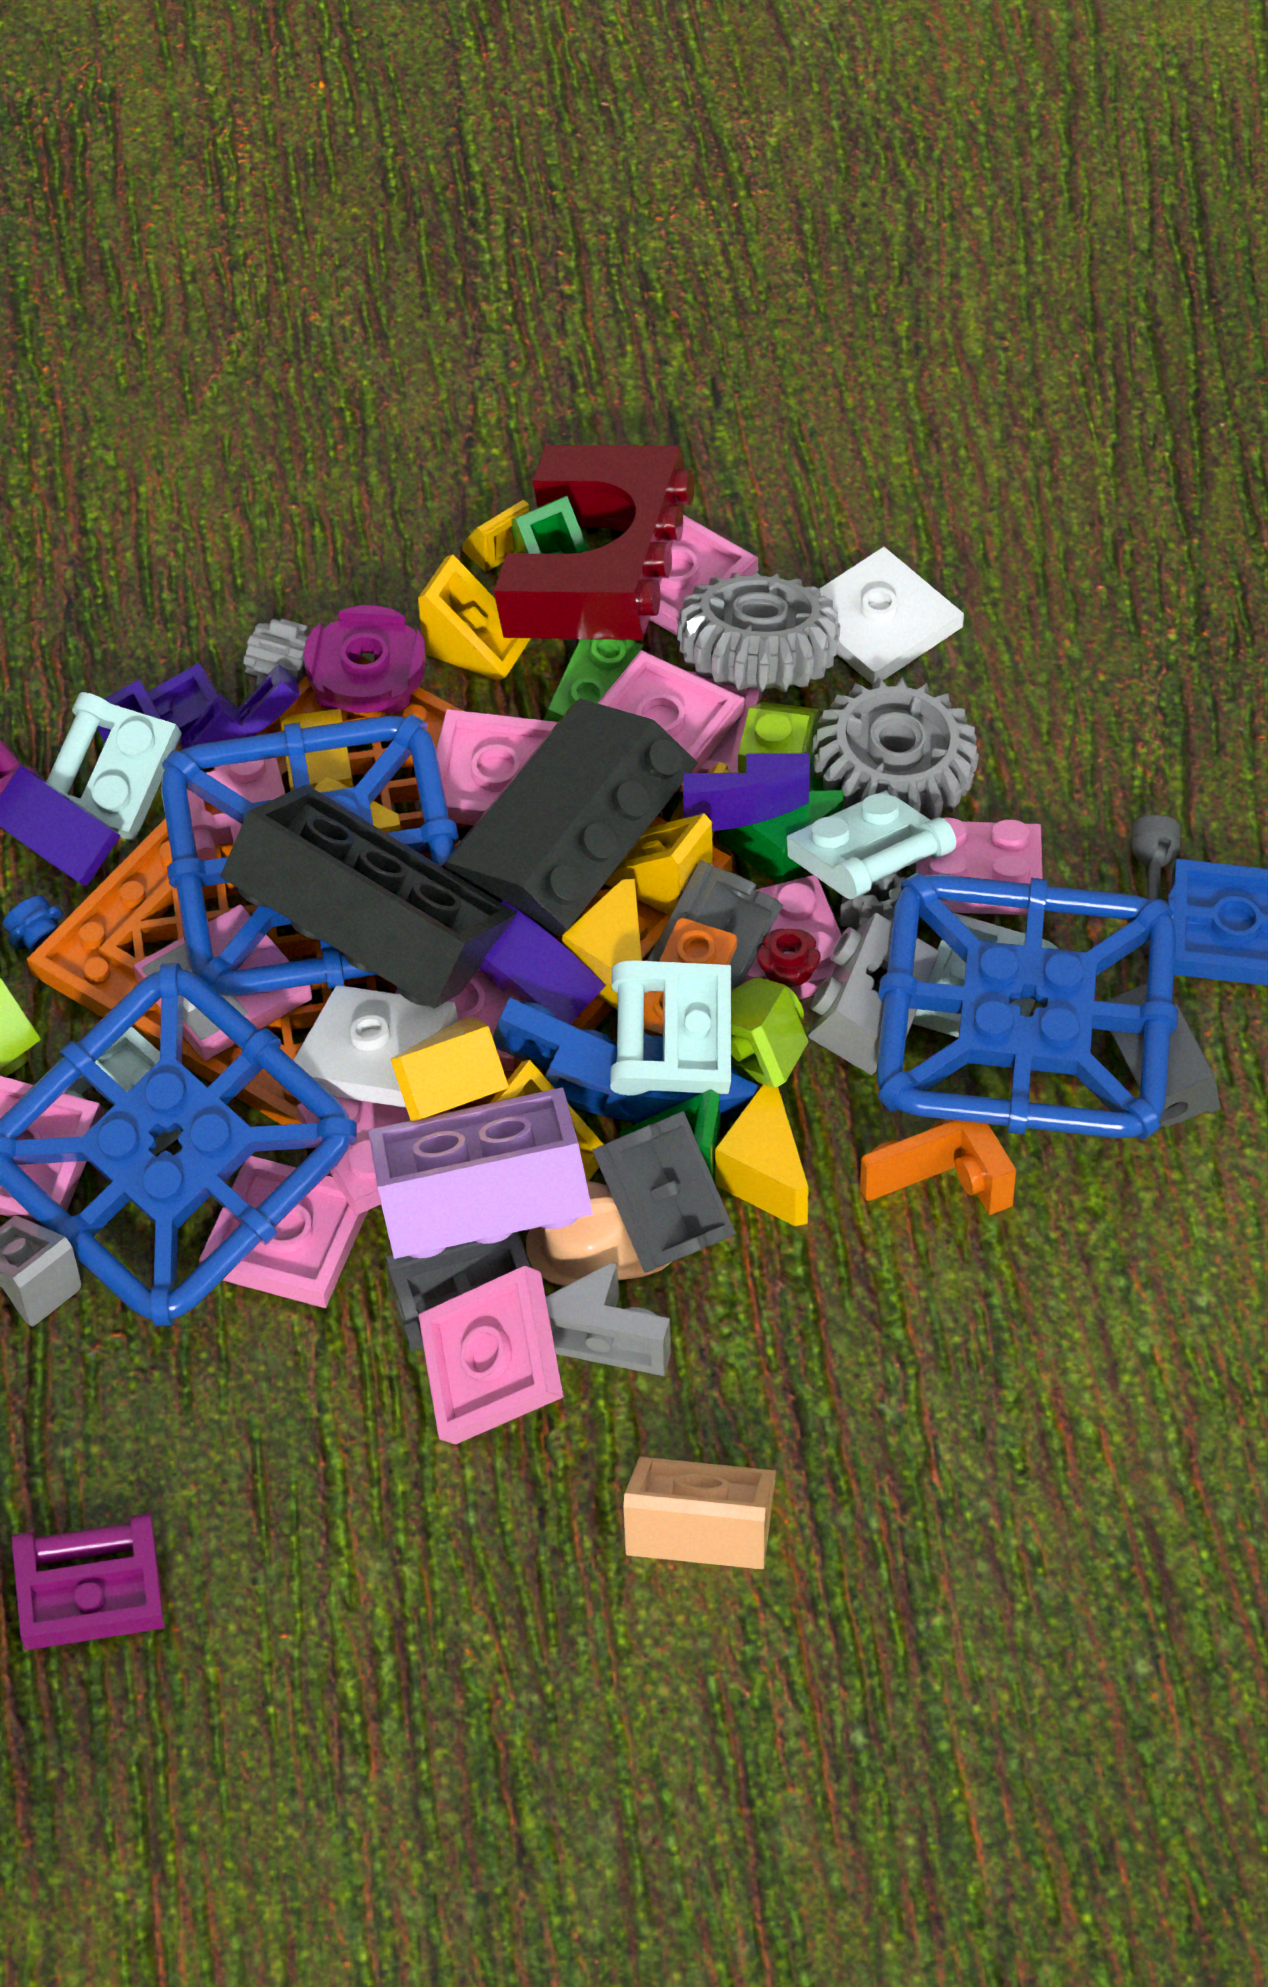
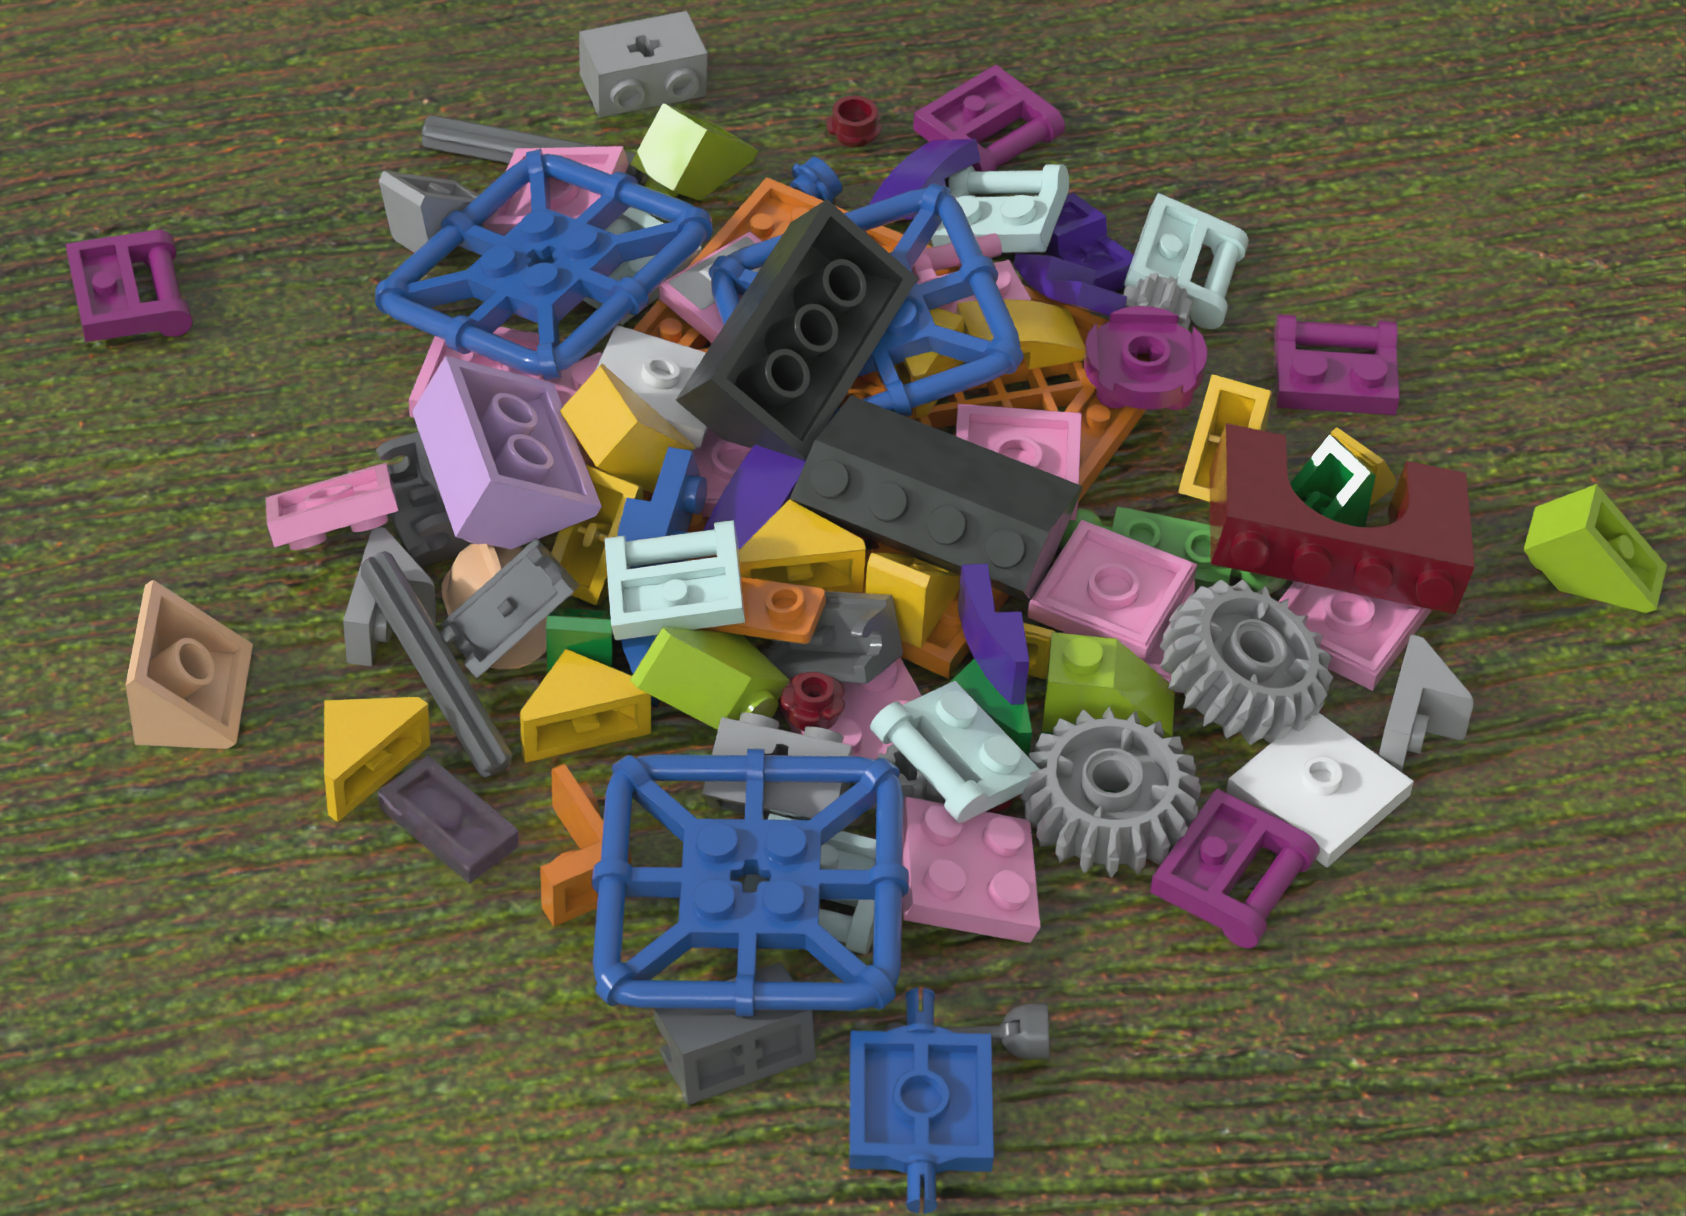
camera: 80 degrees right, 5 degrees down
(199, 627) = (1171, 248): none -> light aqua plate
(371, 545) = (1336, 378): none -> magenta plate
(627, 387) = (1594, 551): none -> lime slope
(715, 1267) = (436, 664): none -> dark grey axle
(794, 531) = (1424, 701): none -> light grey slope
(814, 1347) = (369, 745): none -> yellow slope
(897, 1275) = (448, 819): none -> clear purple plate
(988, 701) = (1215, 856): none -> magenta plate

